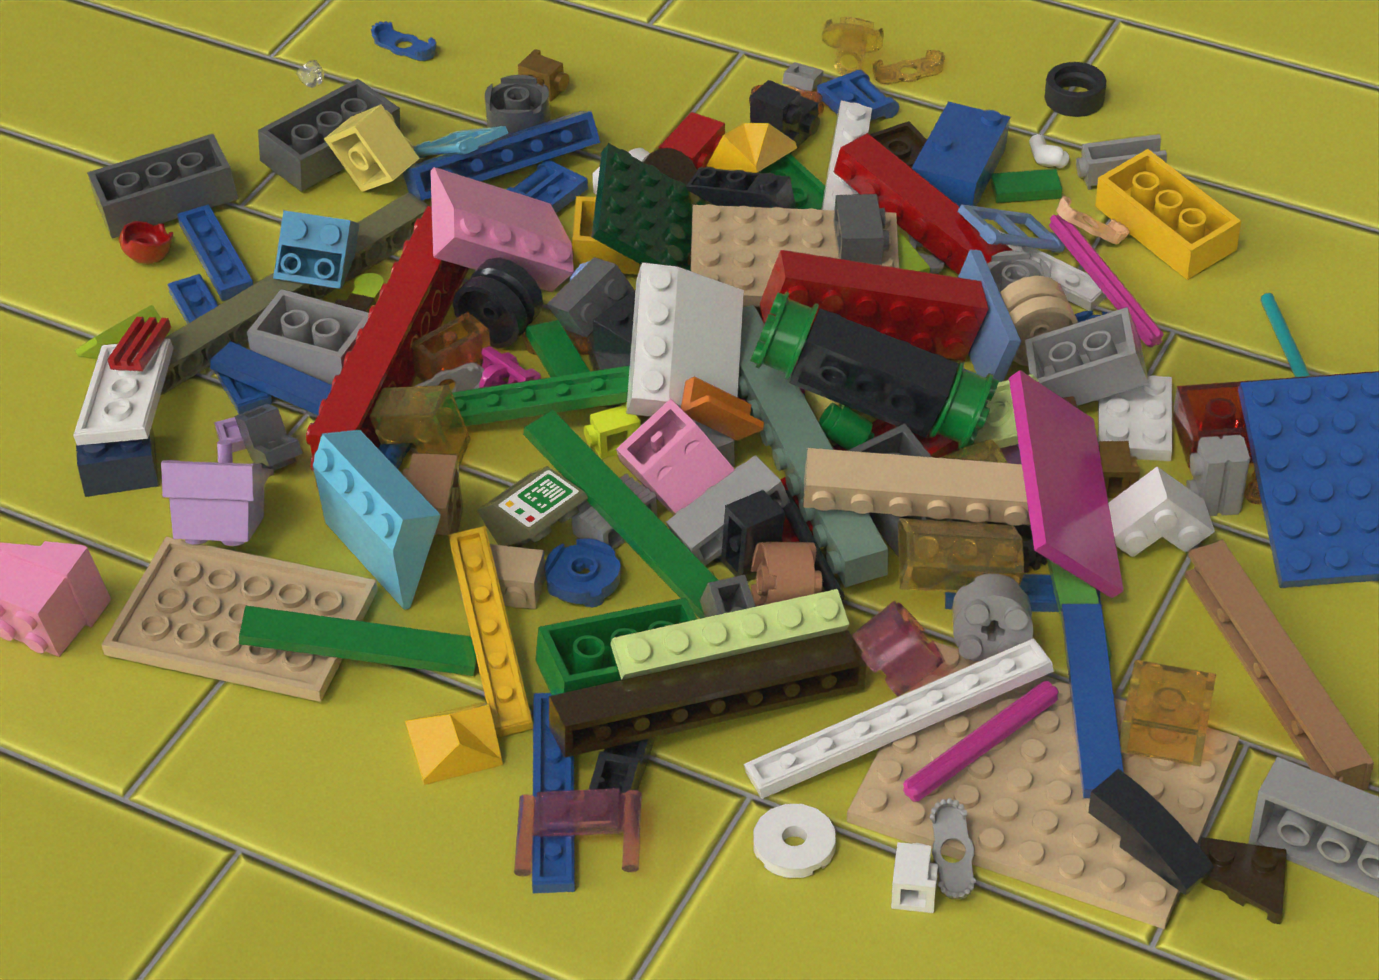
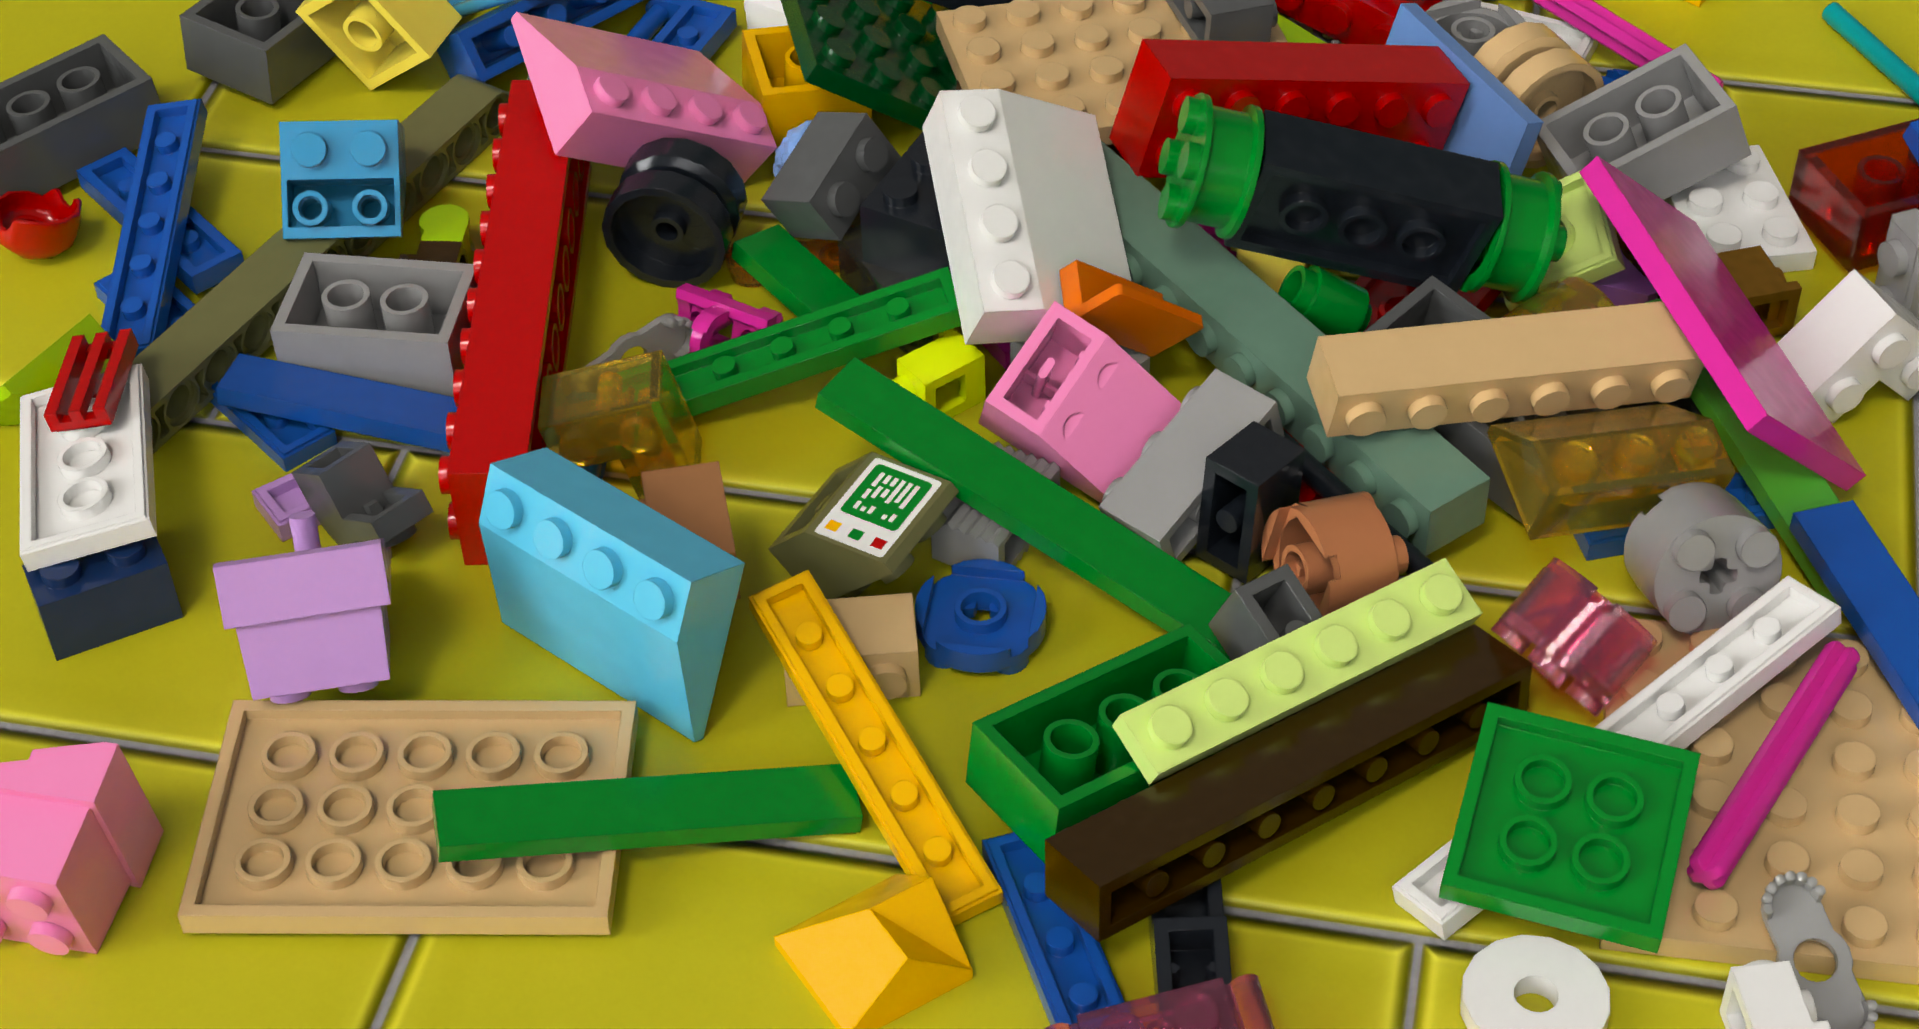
camera: 15 degrees left, 0 degrees up
(209, 254) = (155, 221): none -> blue tile
(450, 347) = (620, 297): clear orange brick -> none
(844, 750) = (1571, 827): none -> green plate

